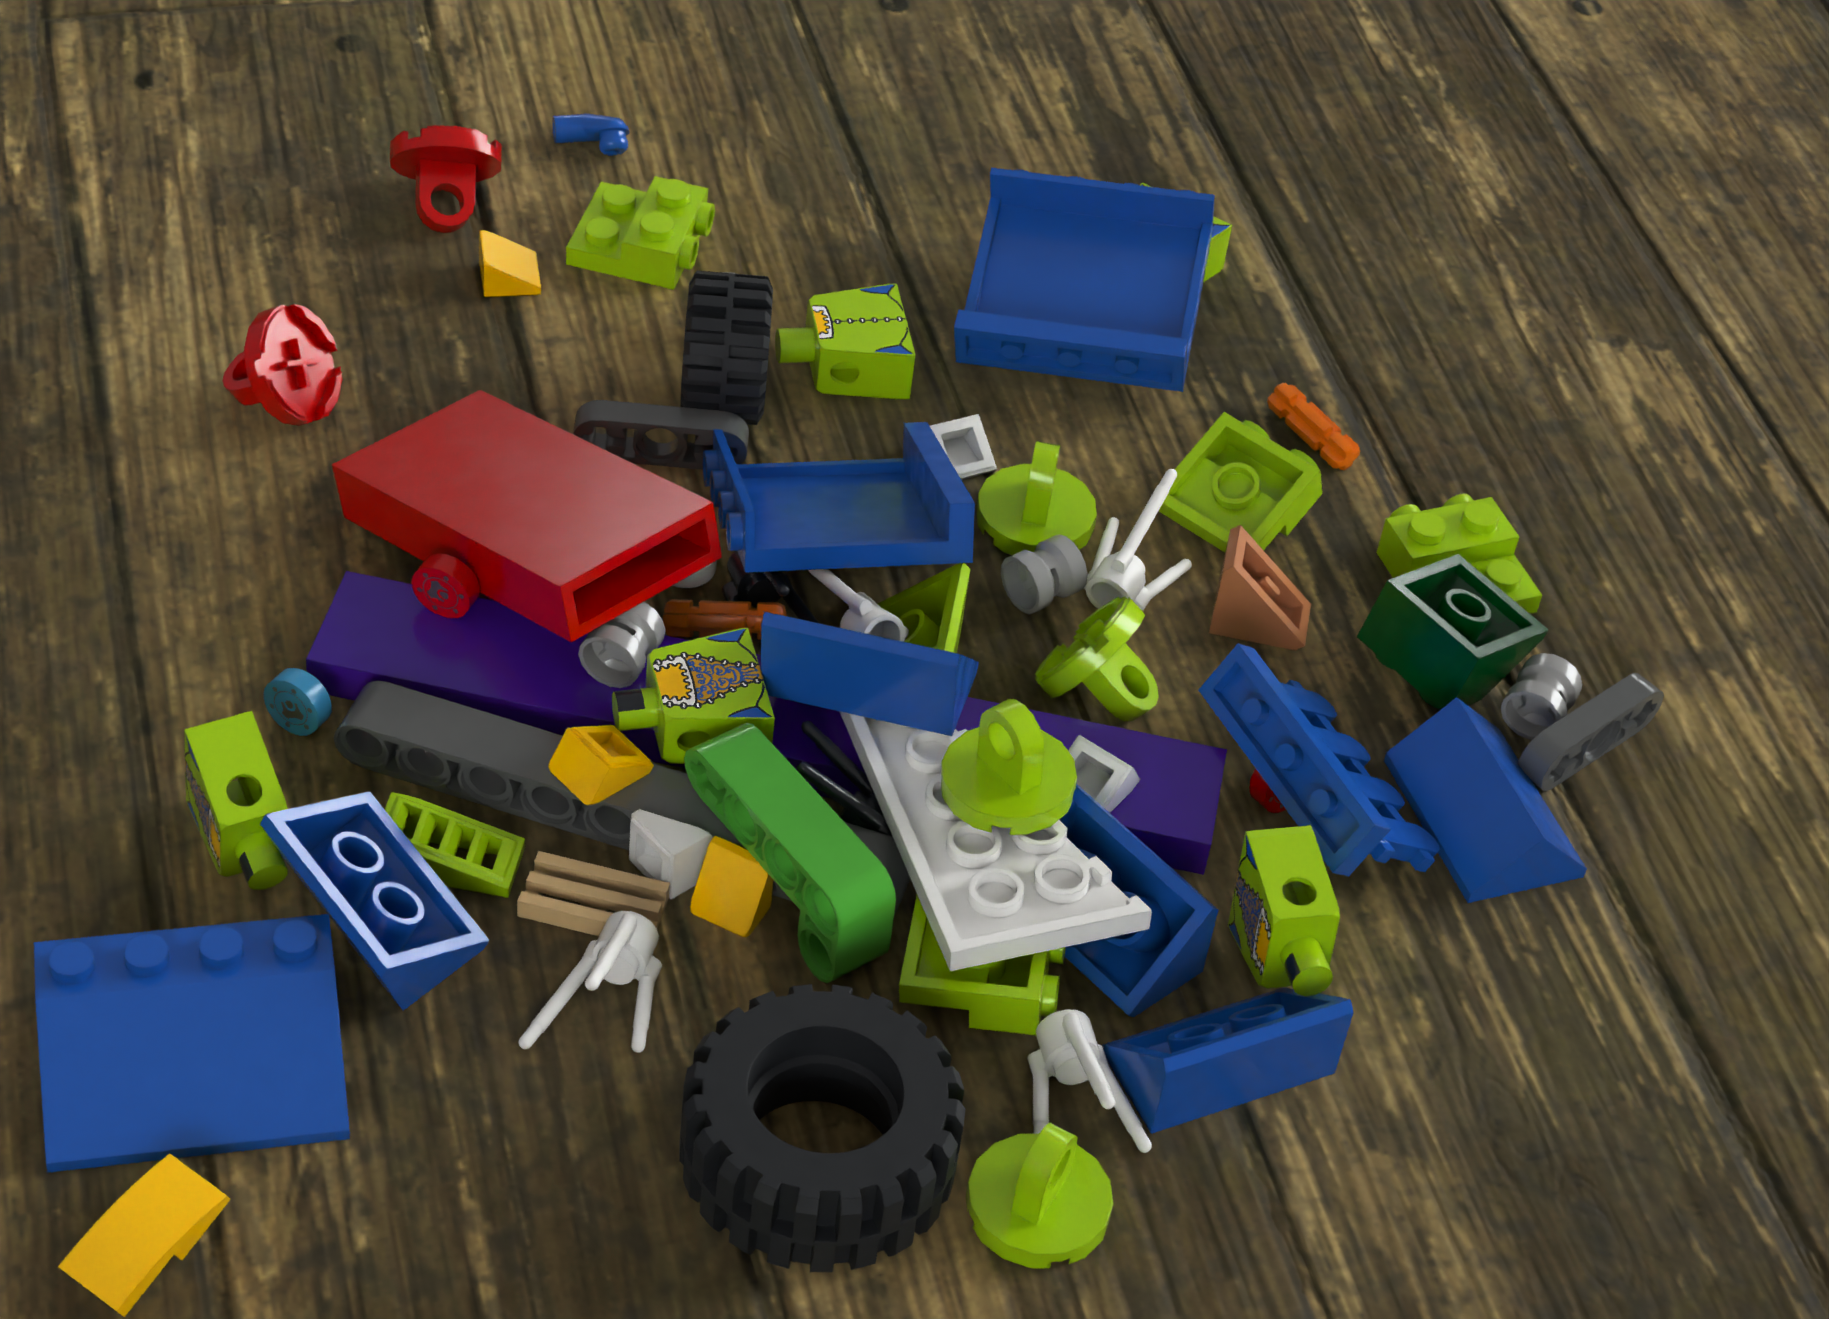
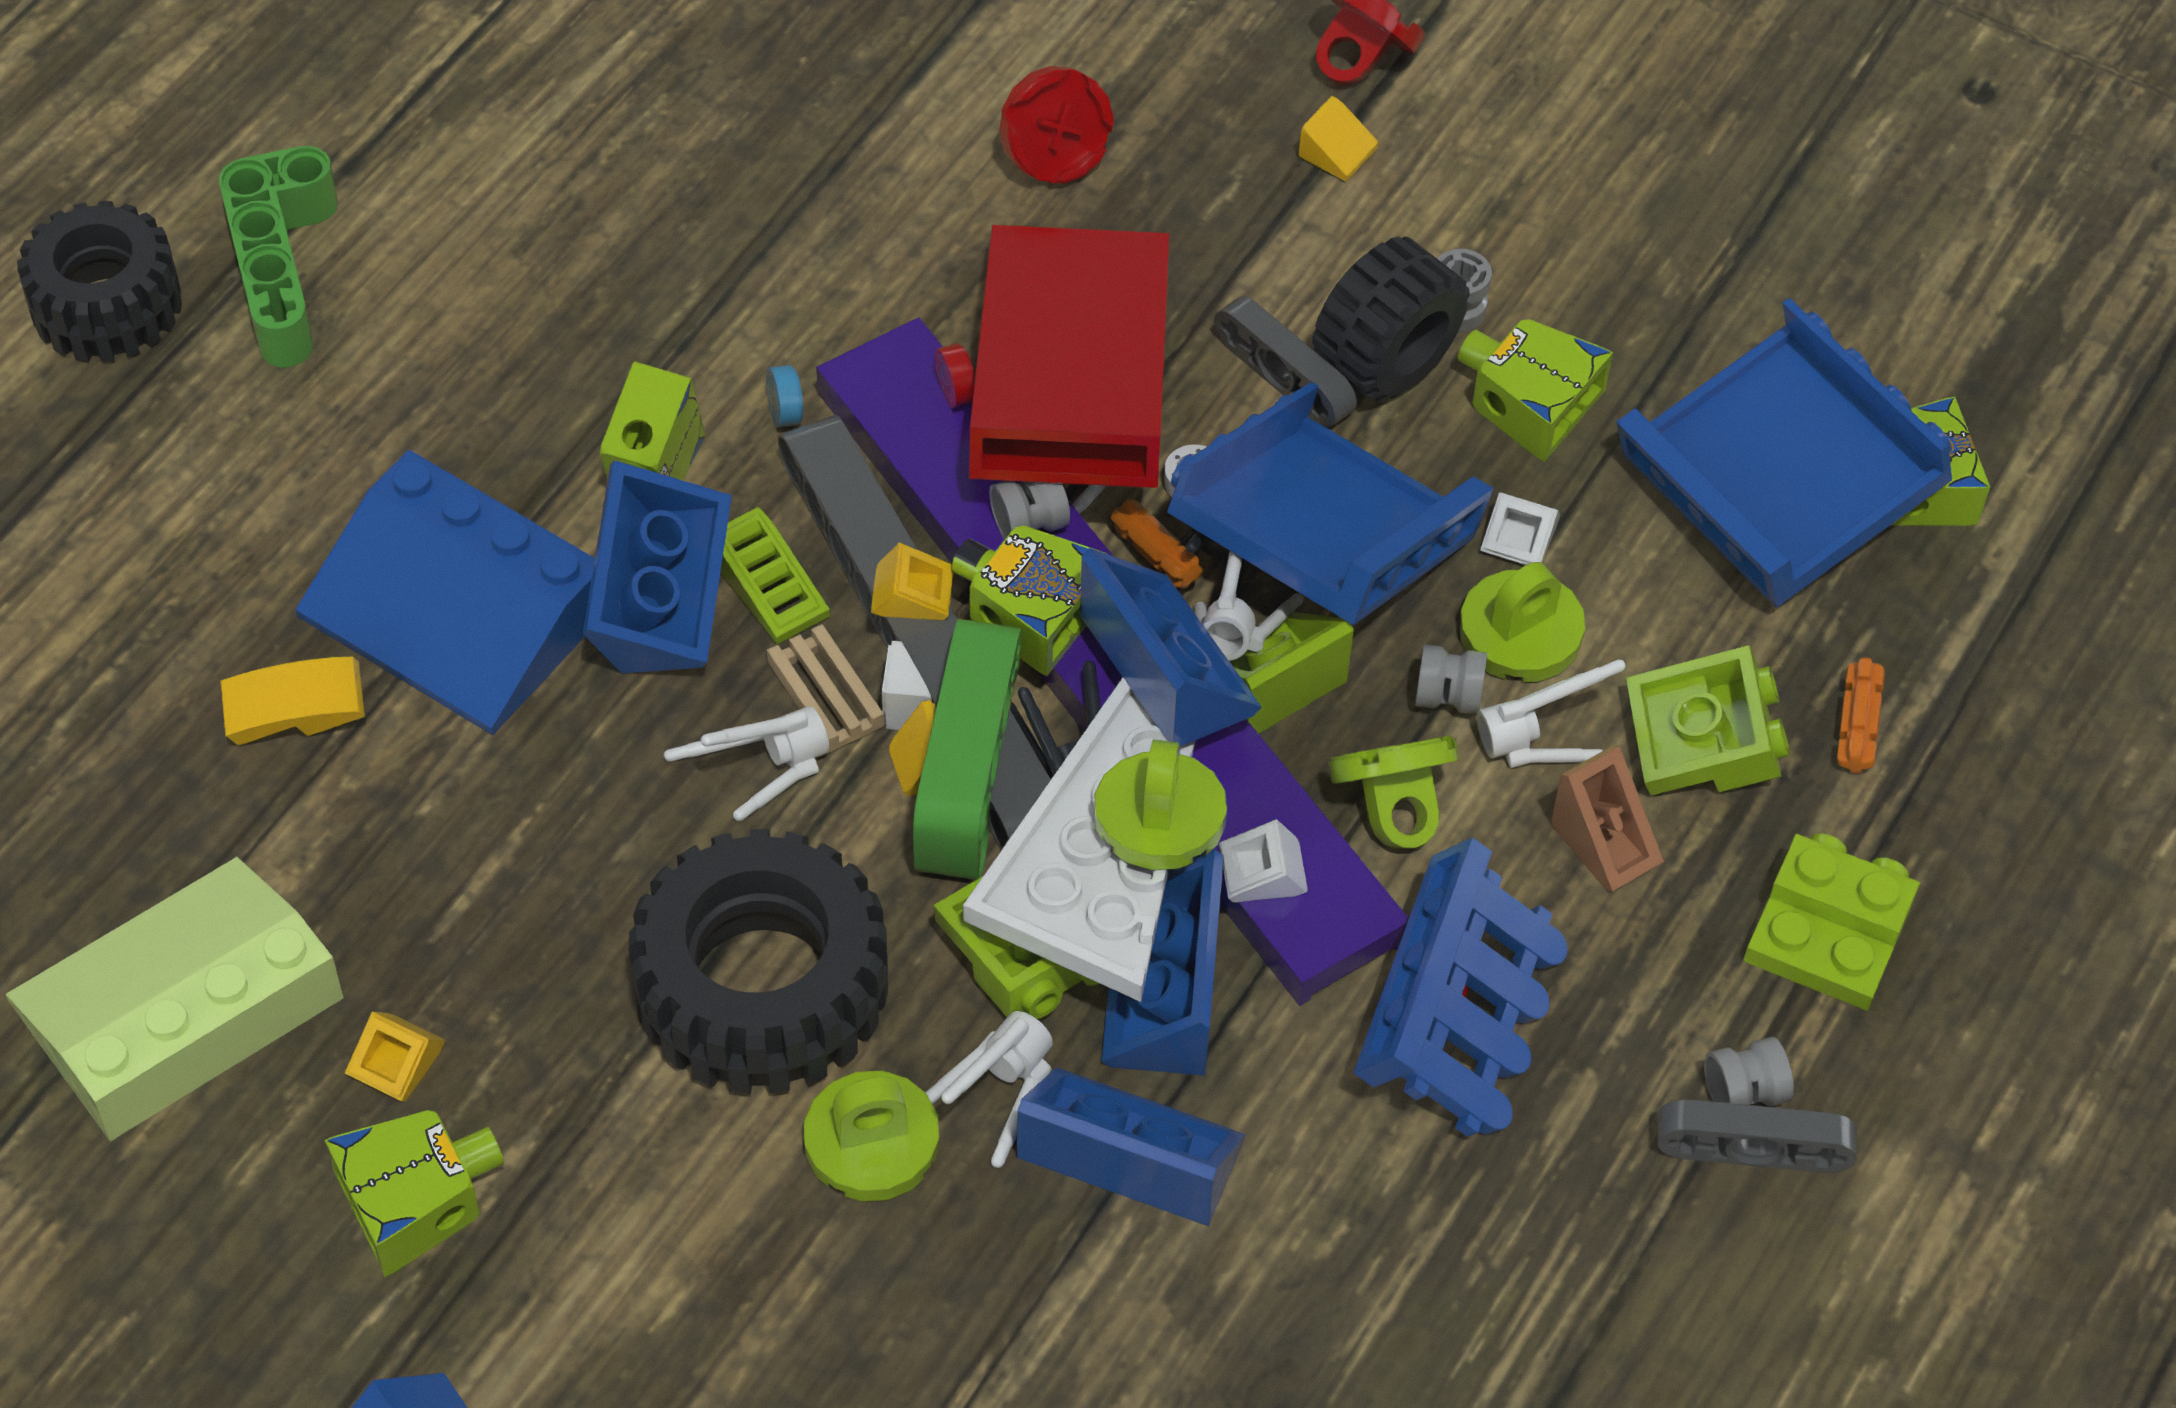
camera: 50 degrees right, 10 degrees up
(592, 127) = (1547, 55): blue arm -> none
(642, 232) = (1482, 176): lime plate -> none
(1285, 910) = (1257, 1089): lime torso -> none
(1449, 631) = (1729, 965): dark green slope -> none
(1480, 806) = (1589, 1126): blue slope -> none

